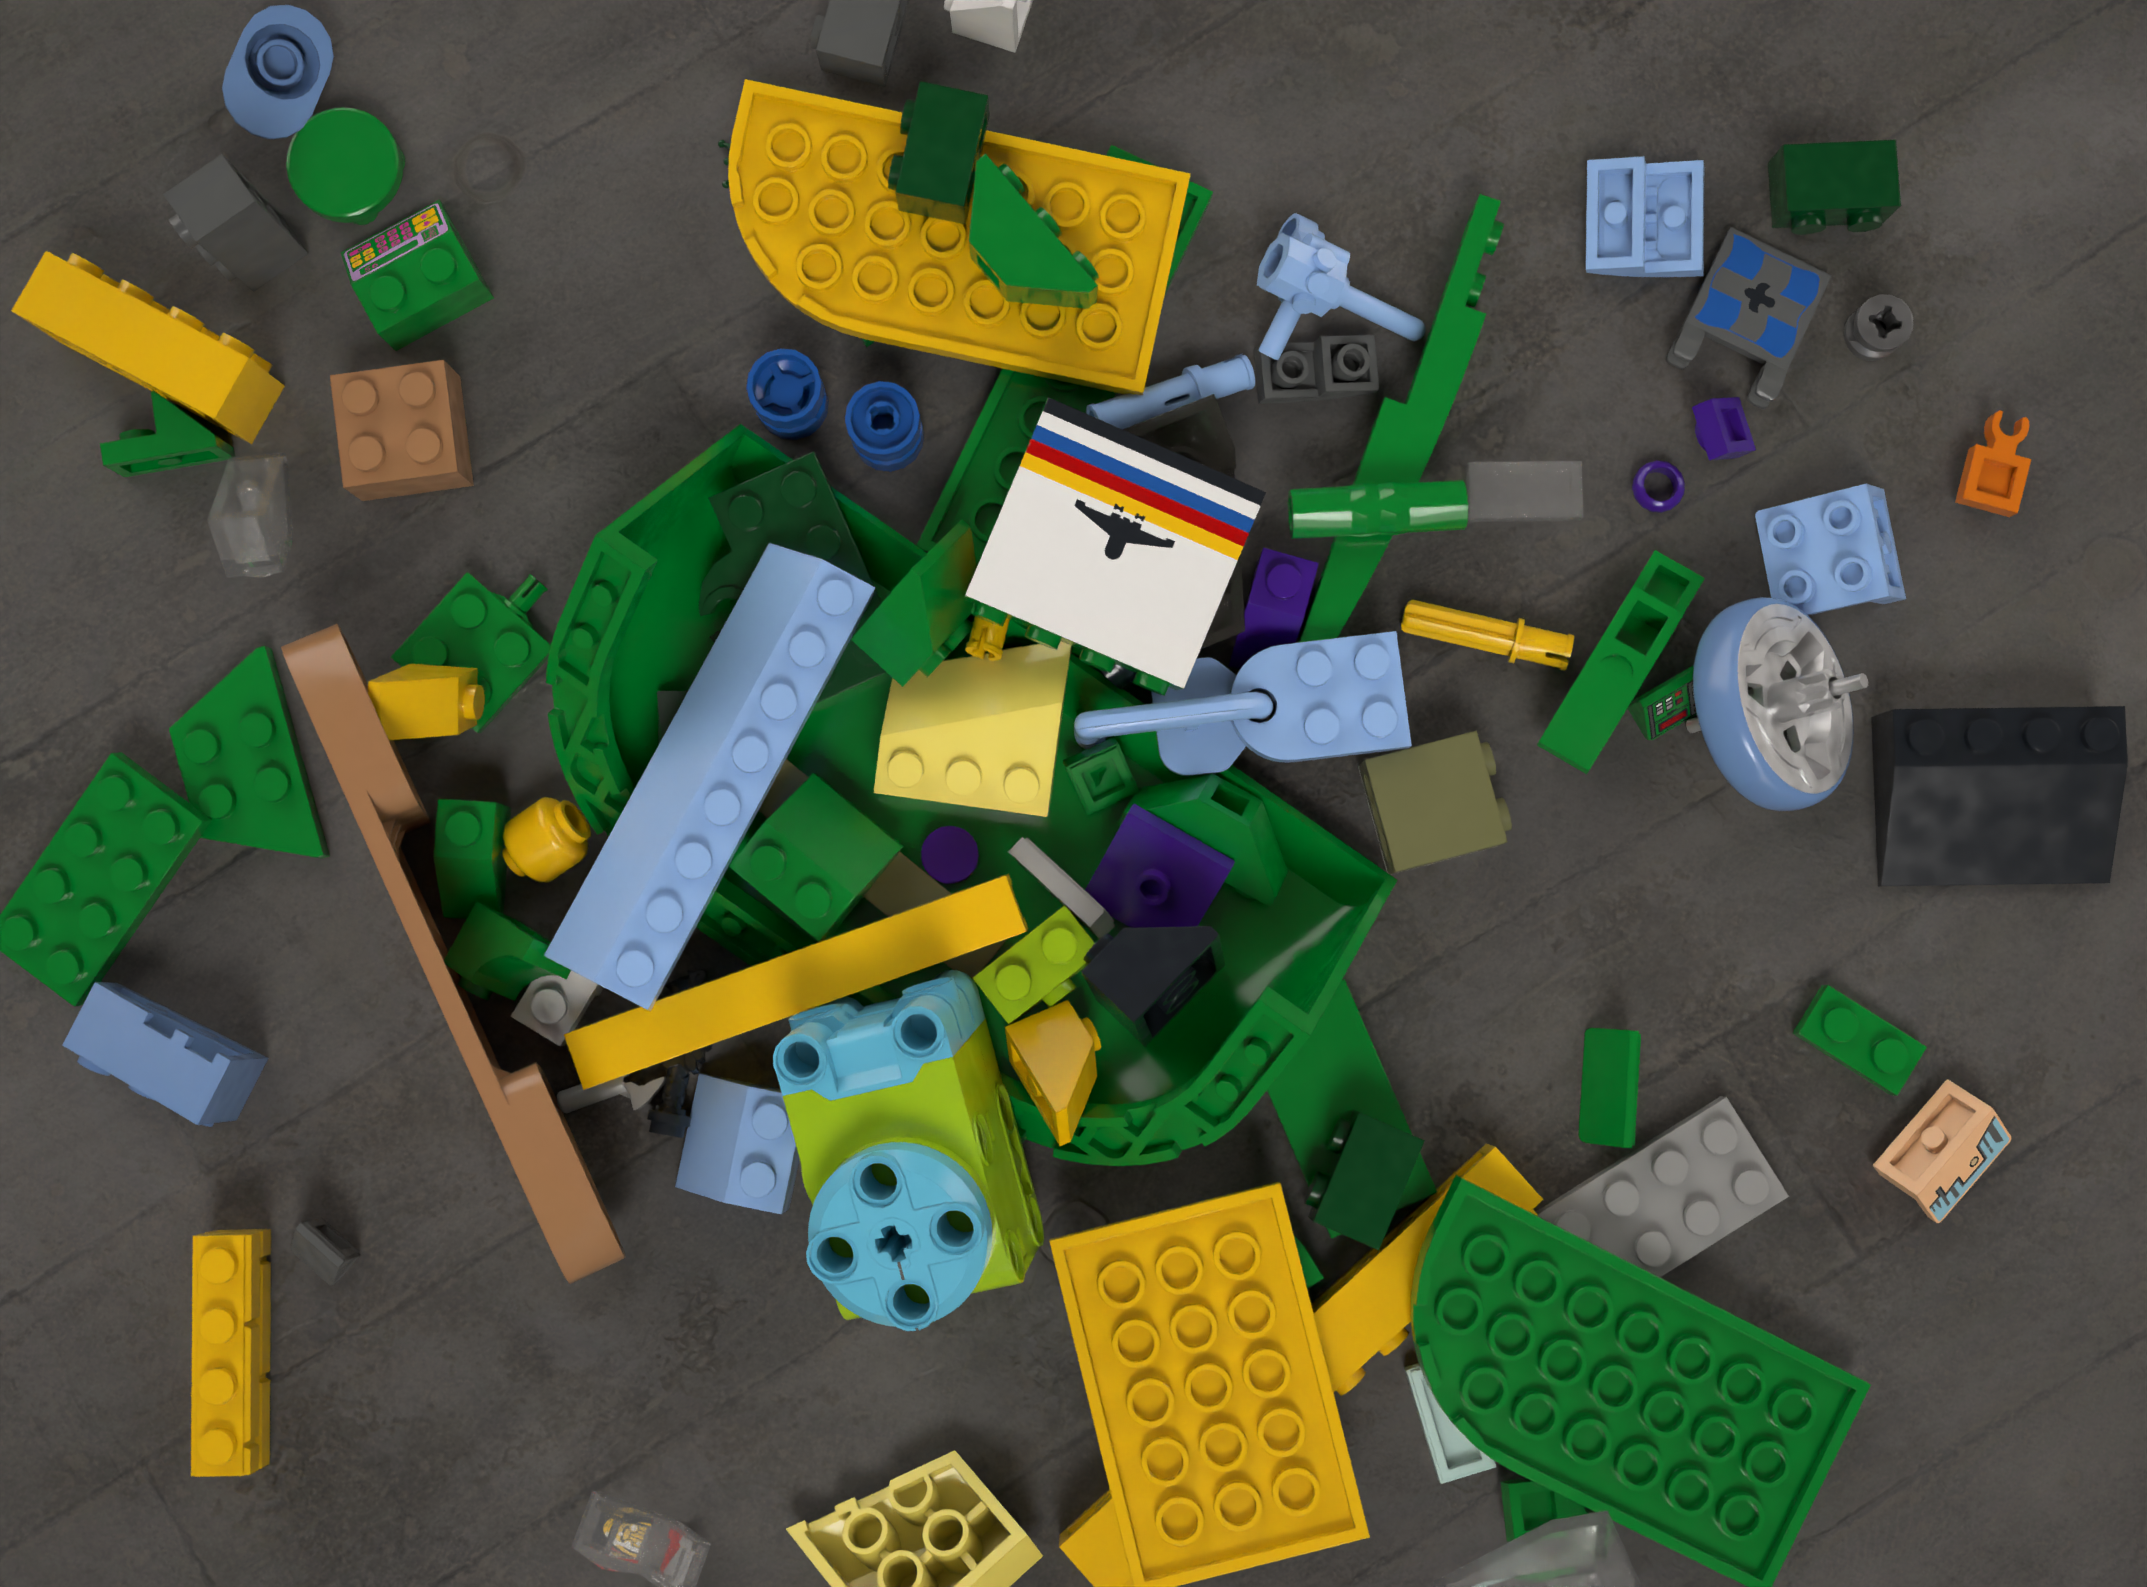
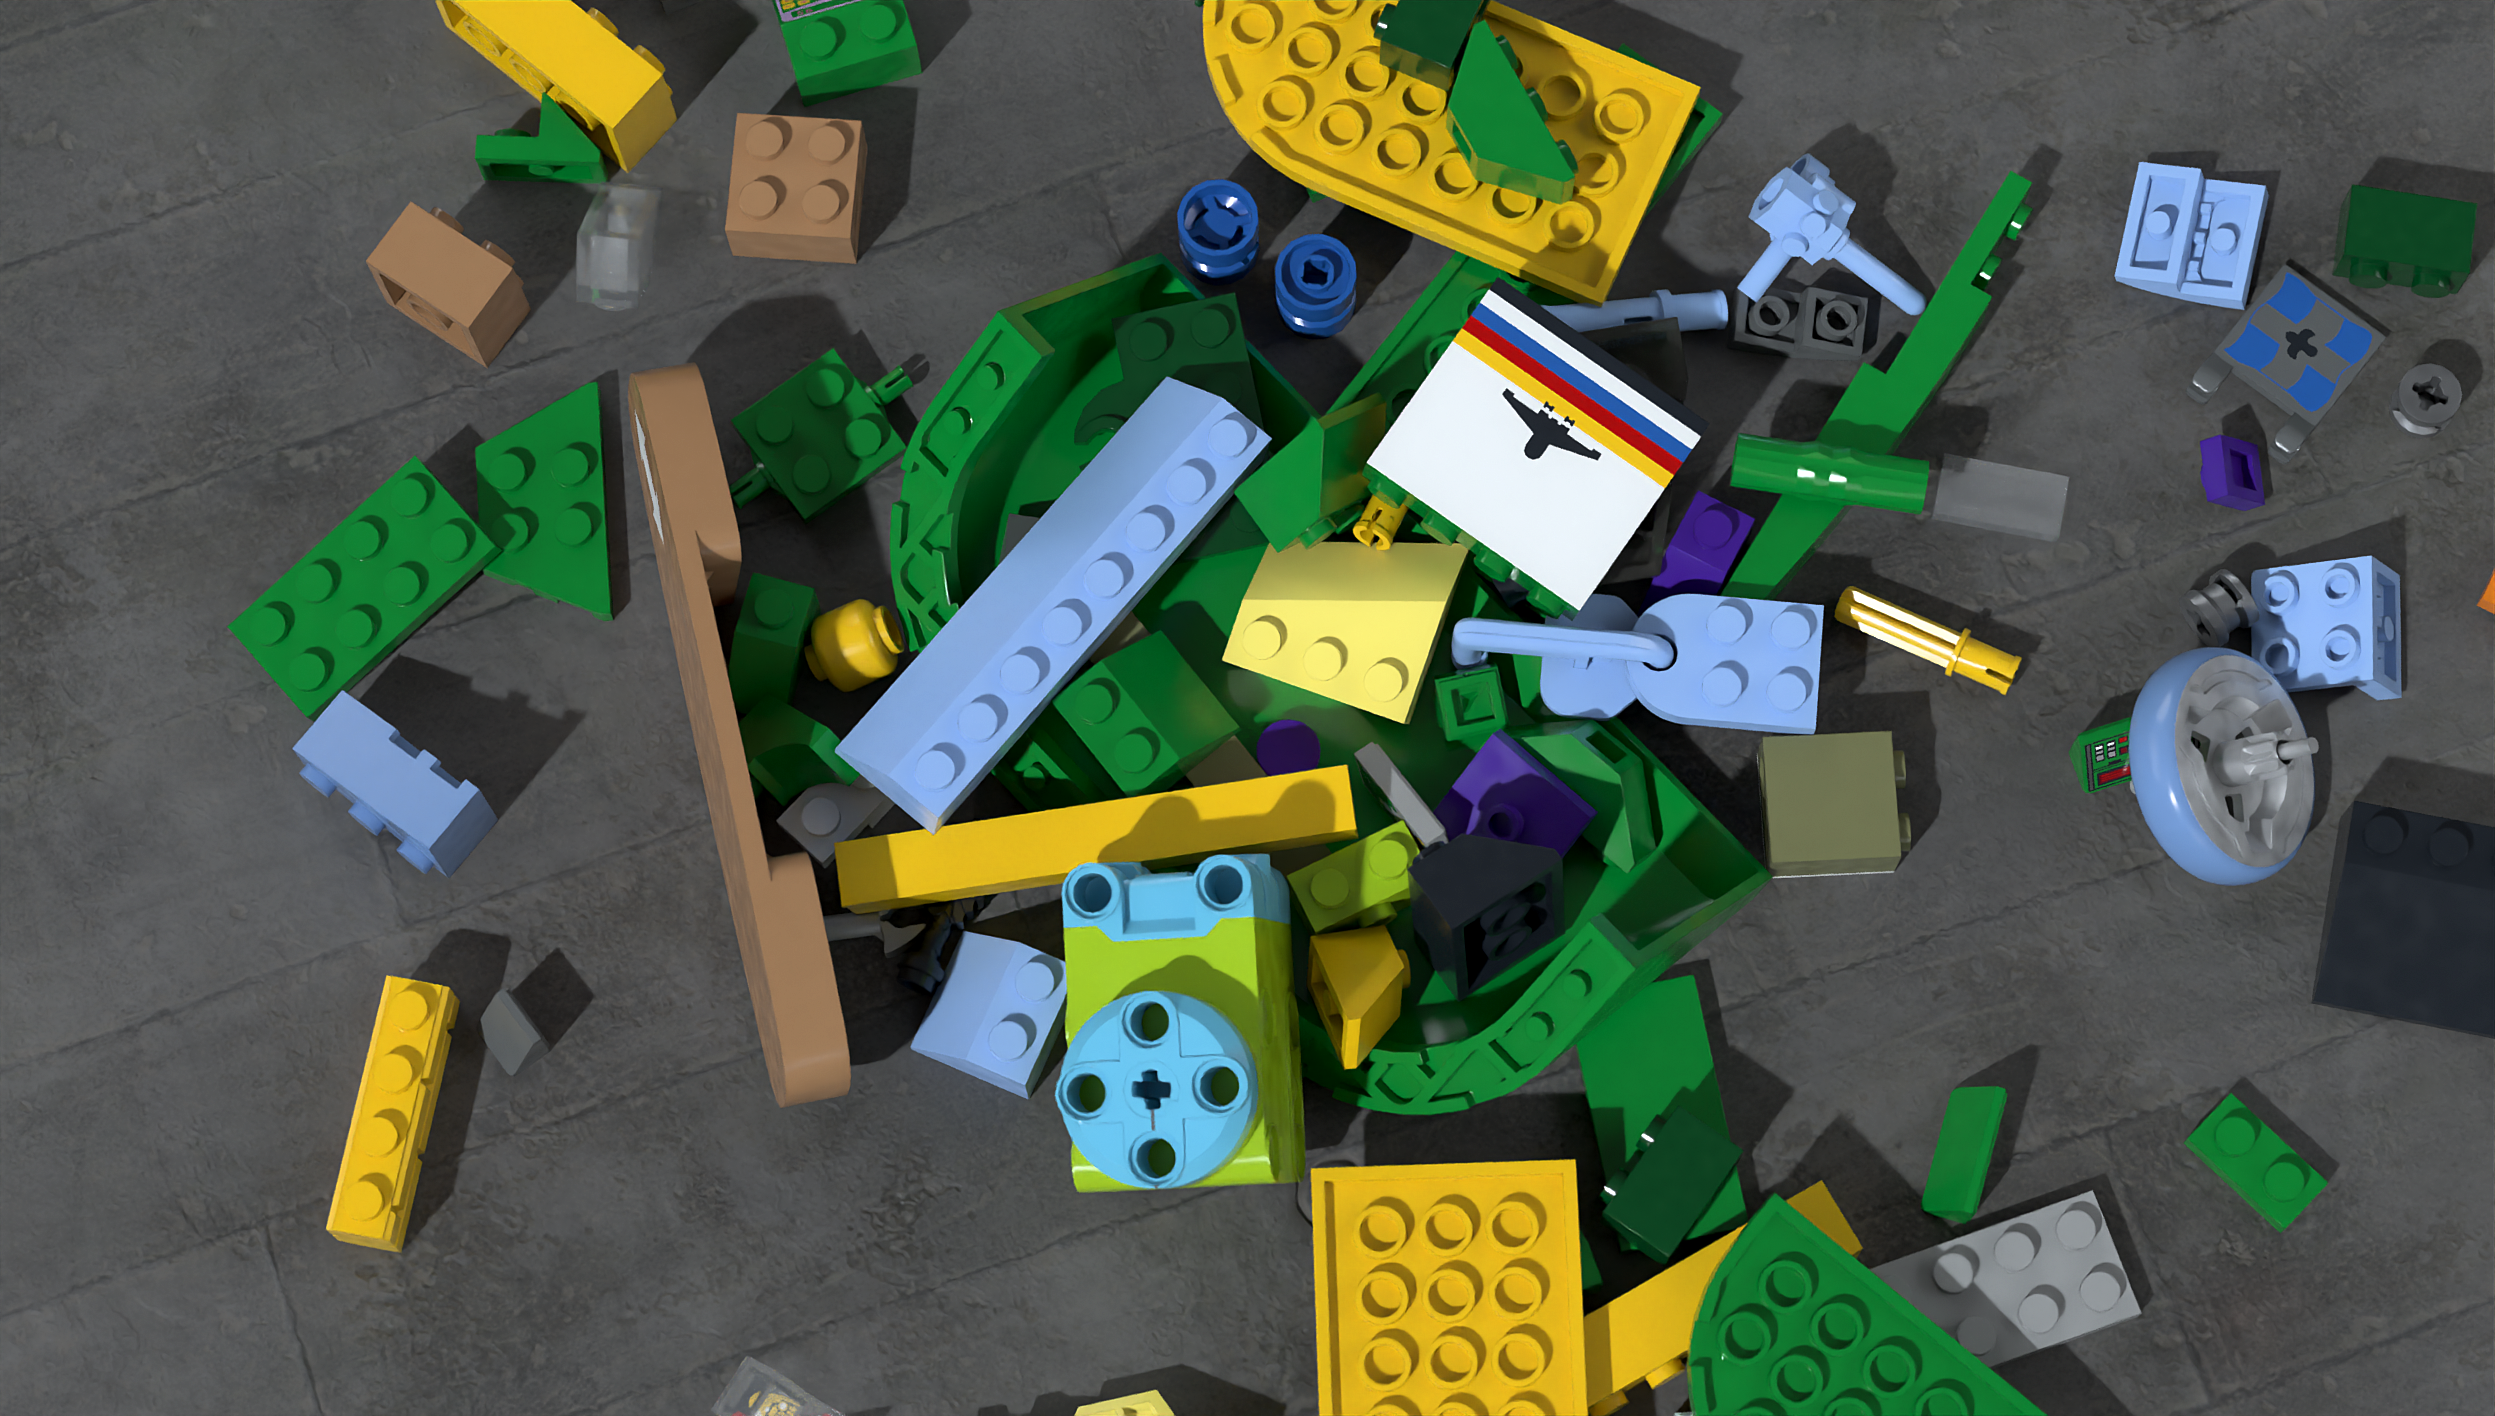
camera: 15 degrees right, 10 degrees down
(106, 584) = (450, 282): none -> medium nougat brick
(427, 700) = (770, 466): yellow slope -> none
(1620, 662) = (2066, 695): green slope -> none
(1672, 473) = (2155, 502): dark purple piece -> none
(1736, 554) = (2219, 608): none -> flat silver wheel
(1944, 1150) = (2328, 1302): light nougat panel -> none

